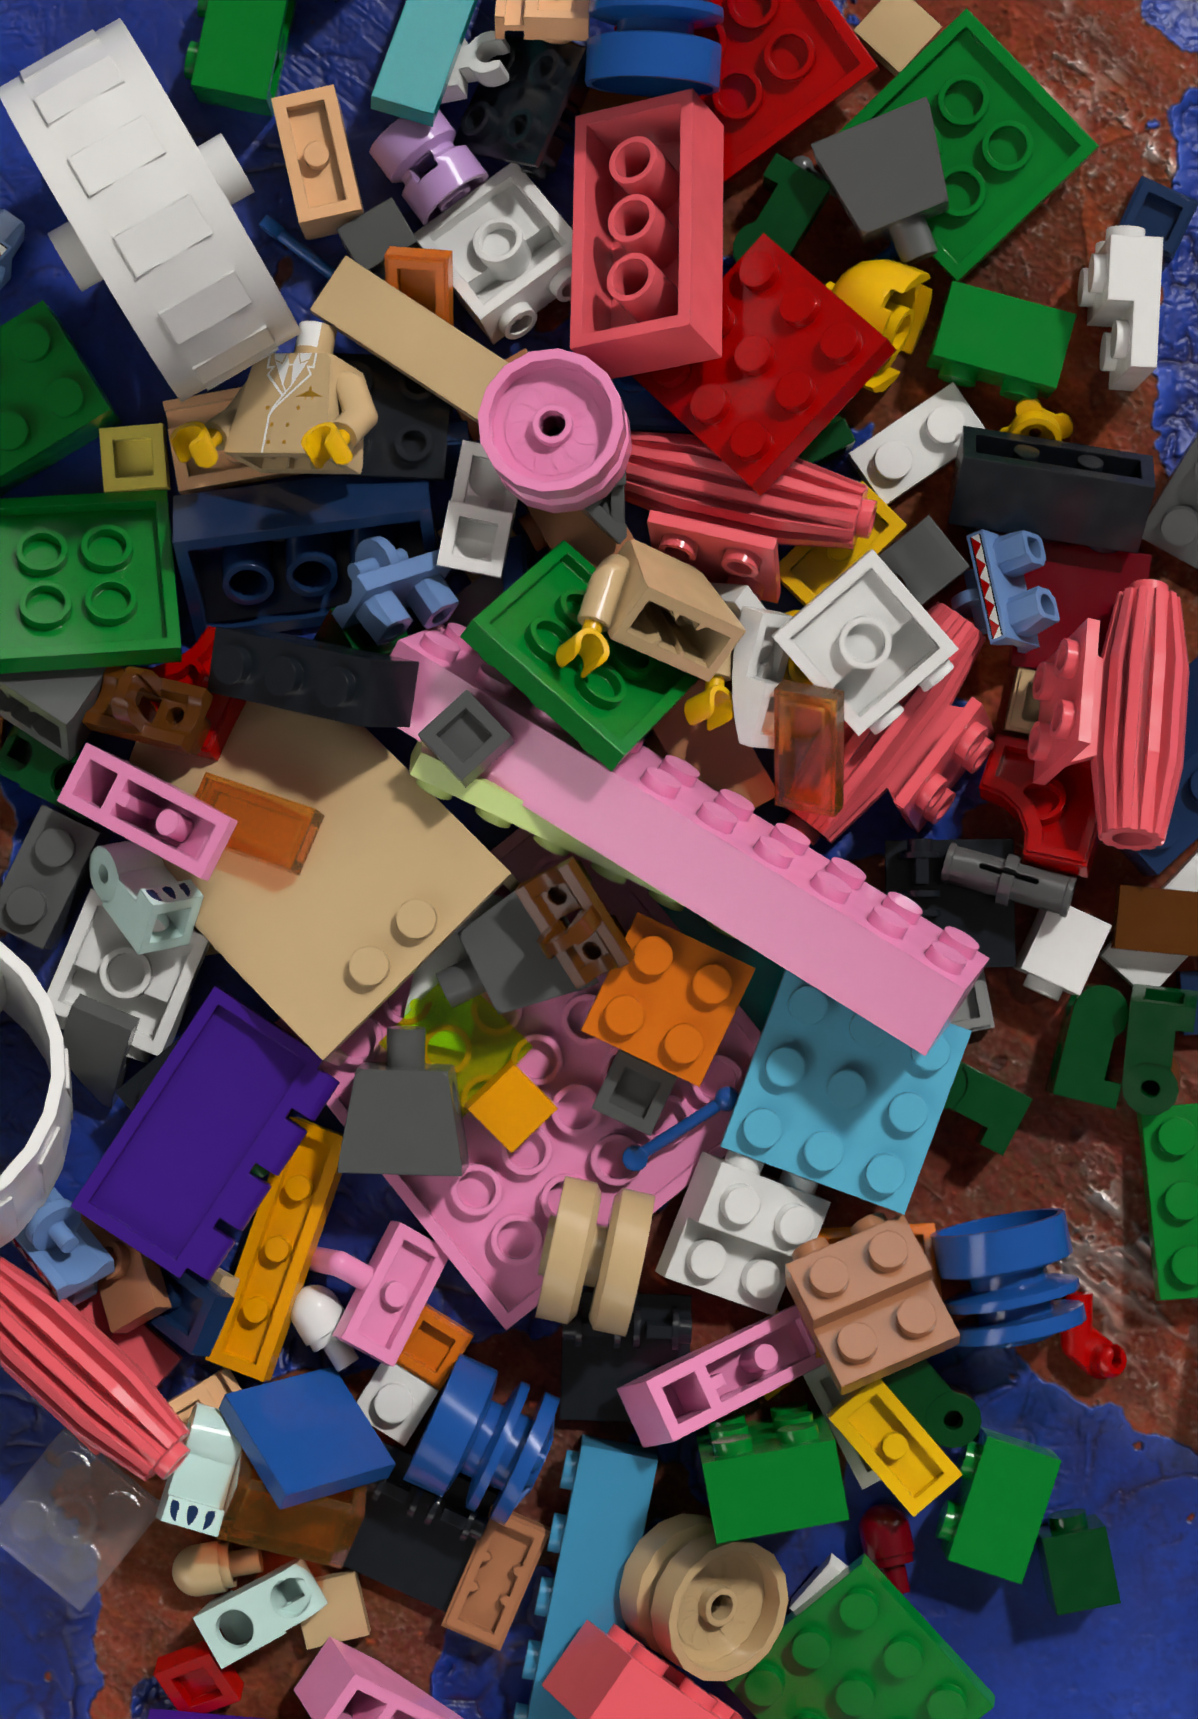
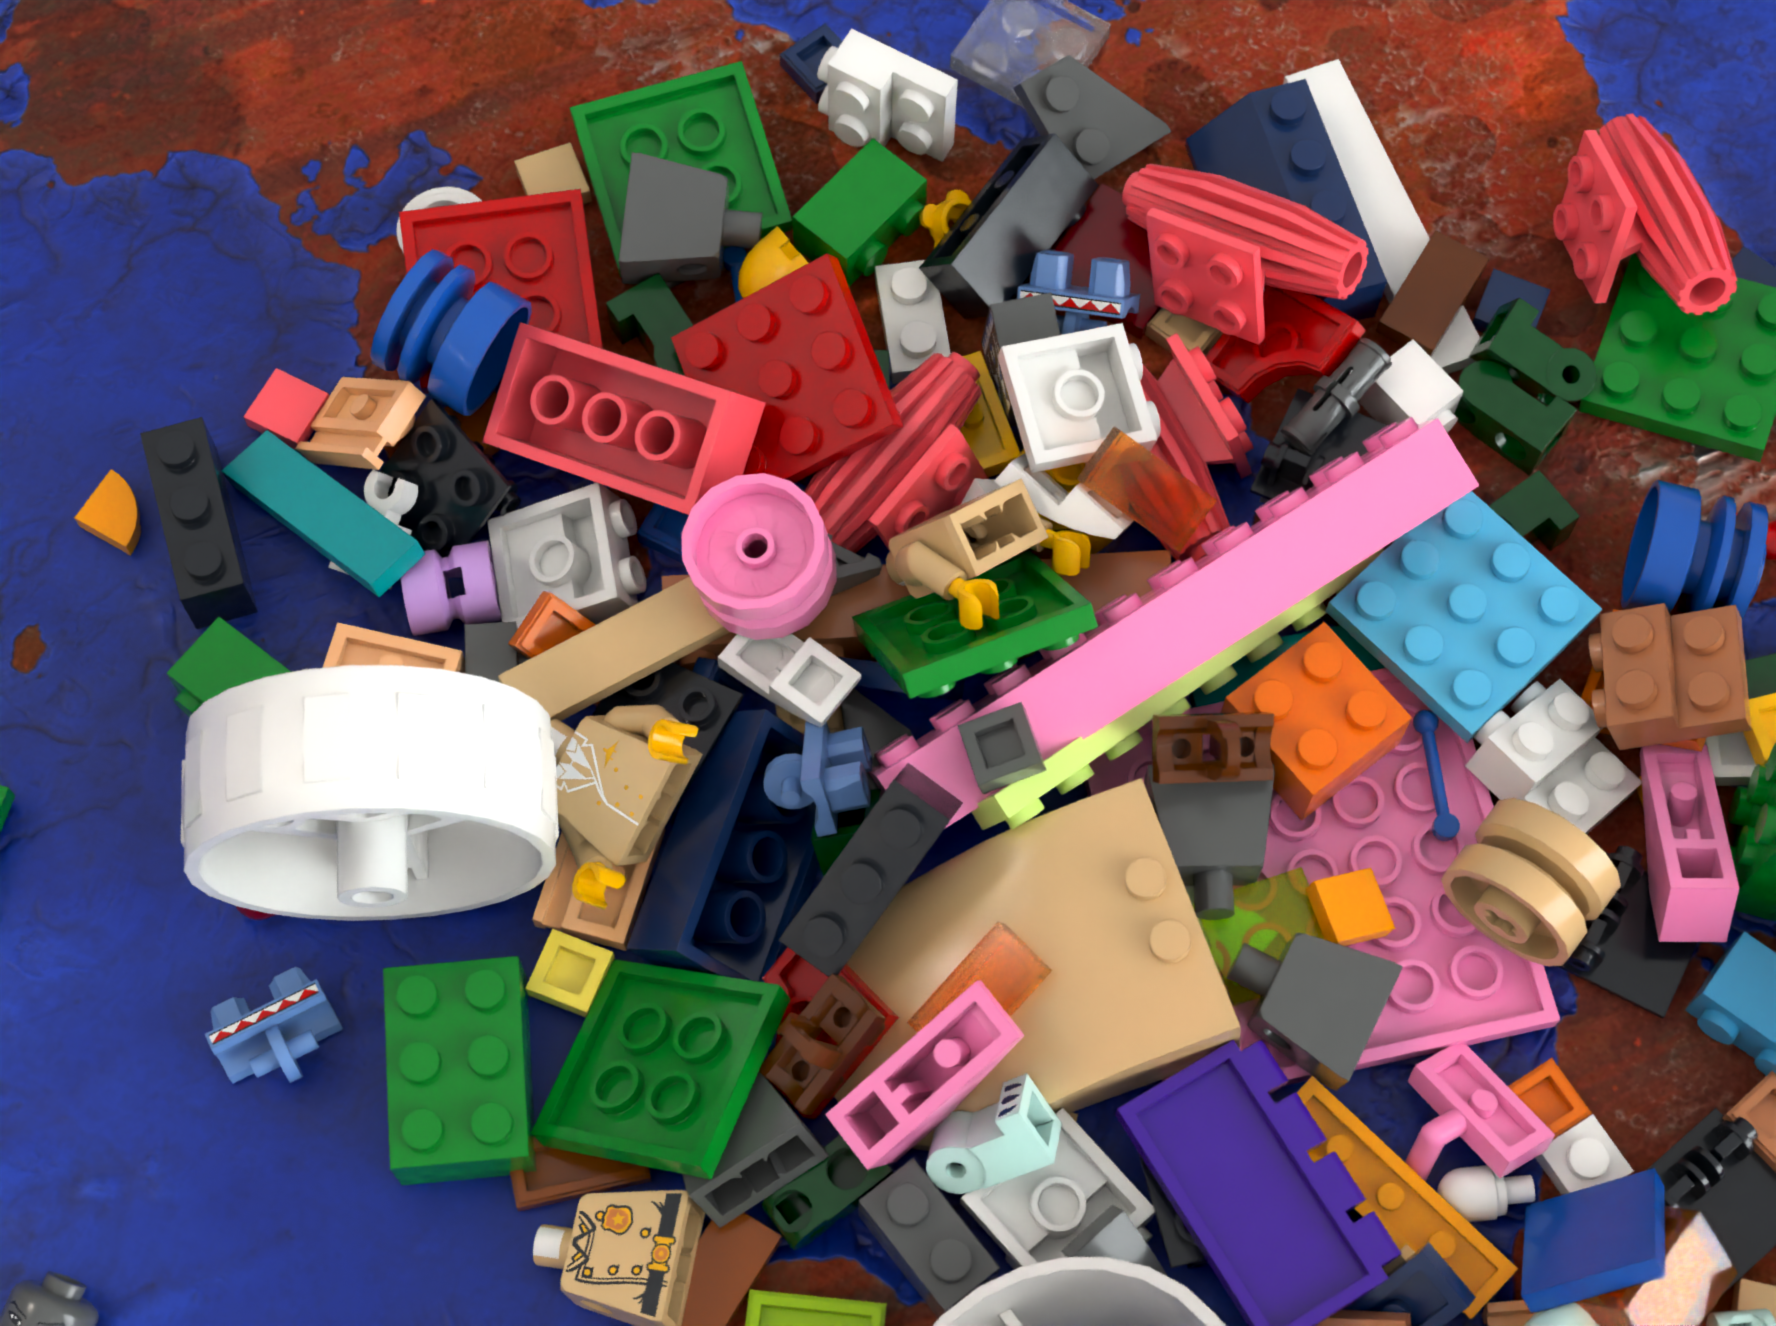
camera: 65 degrees left, 20 degrees down
(483, 1439) = (1662, 1080): blue wheel -> none
(634, 1092) = (1385, 793): dark grey plate -> none

